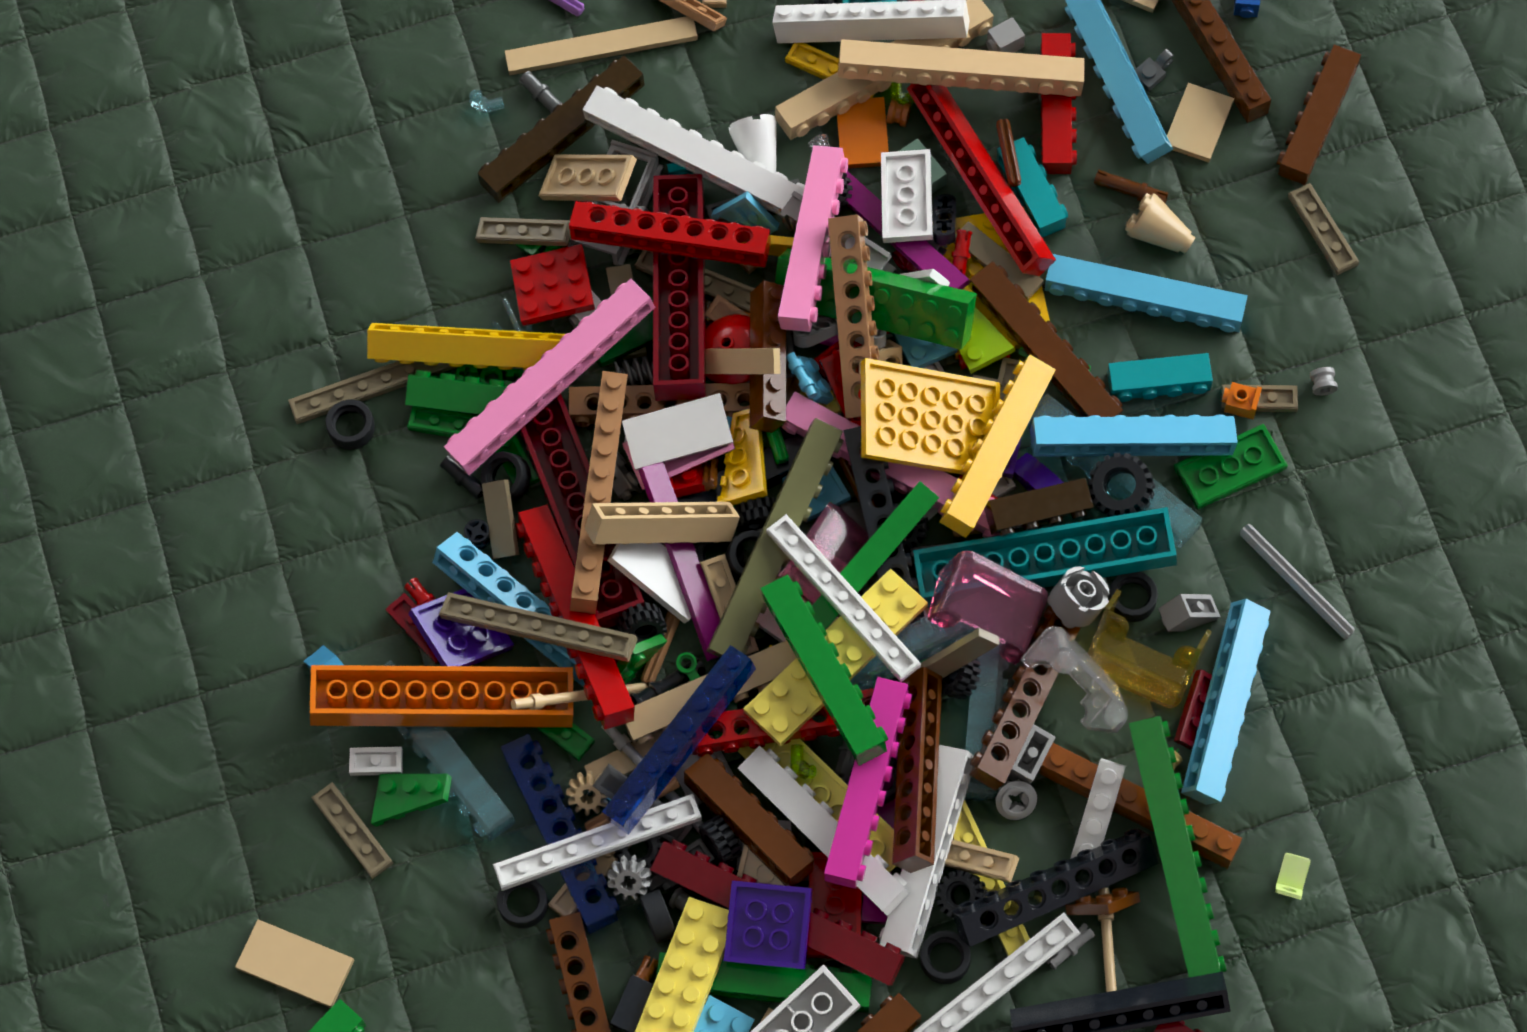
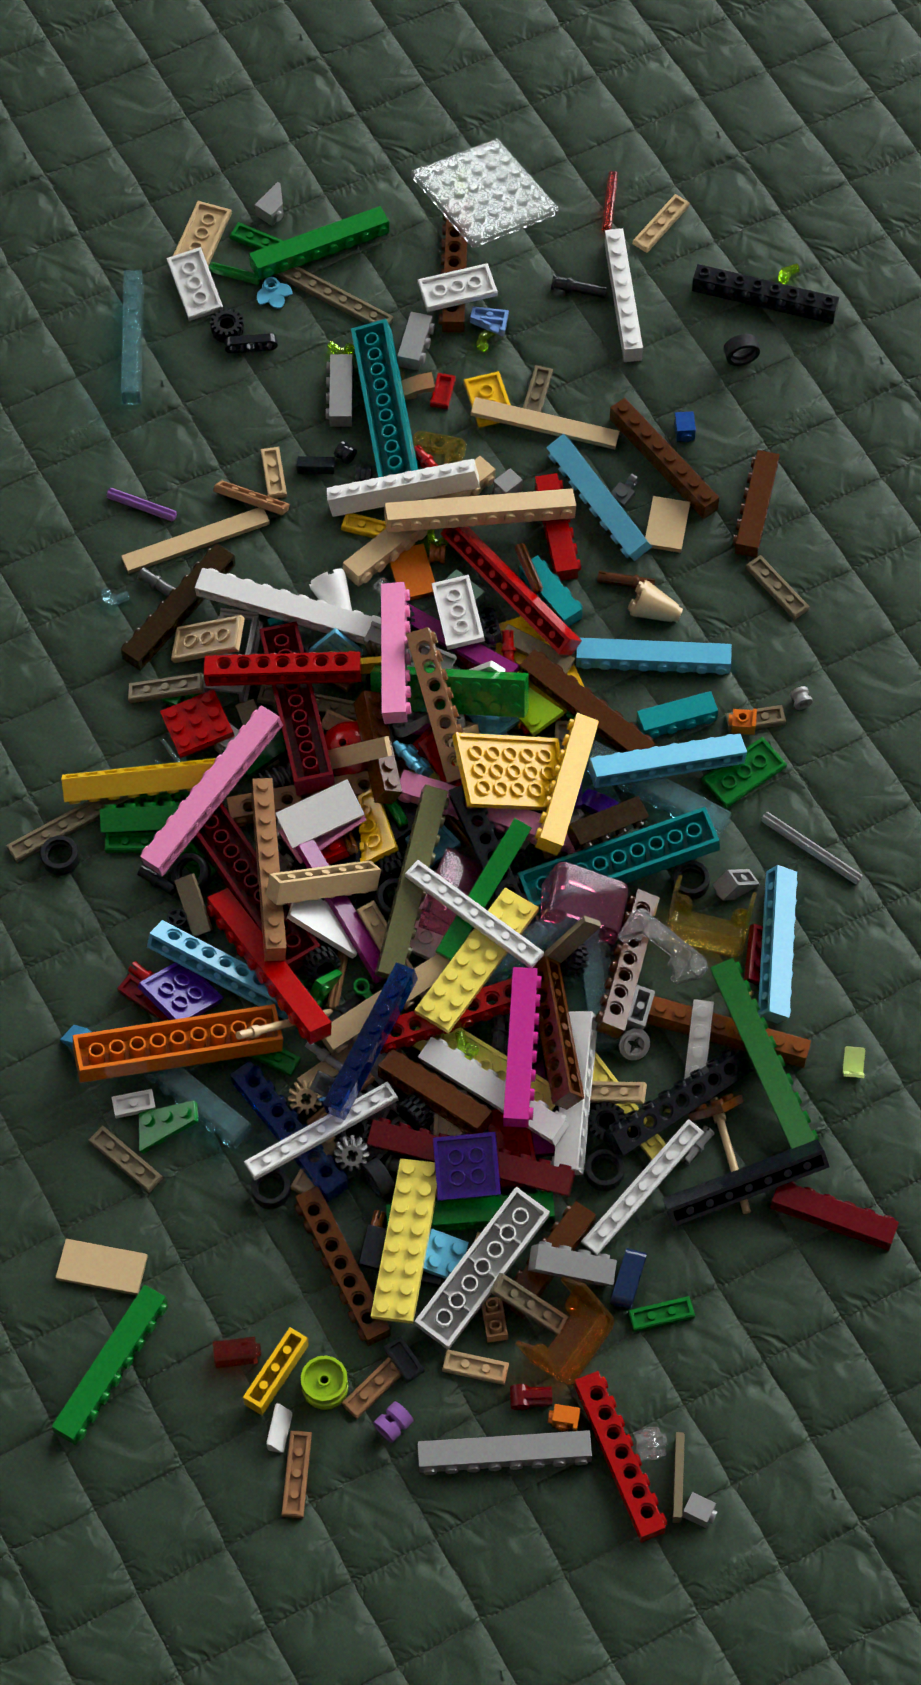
camera: 15 degrees left, 5 degrees down
(538, 627) = (242, 977): dark tan tile -> none
(824, 670) = (471, 968): green brick -> none
(1079, 597) = (652, 884): light grey brick -> none
(1107, 470) = (662, 783): black tyre -> none

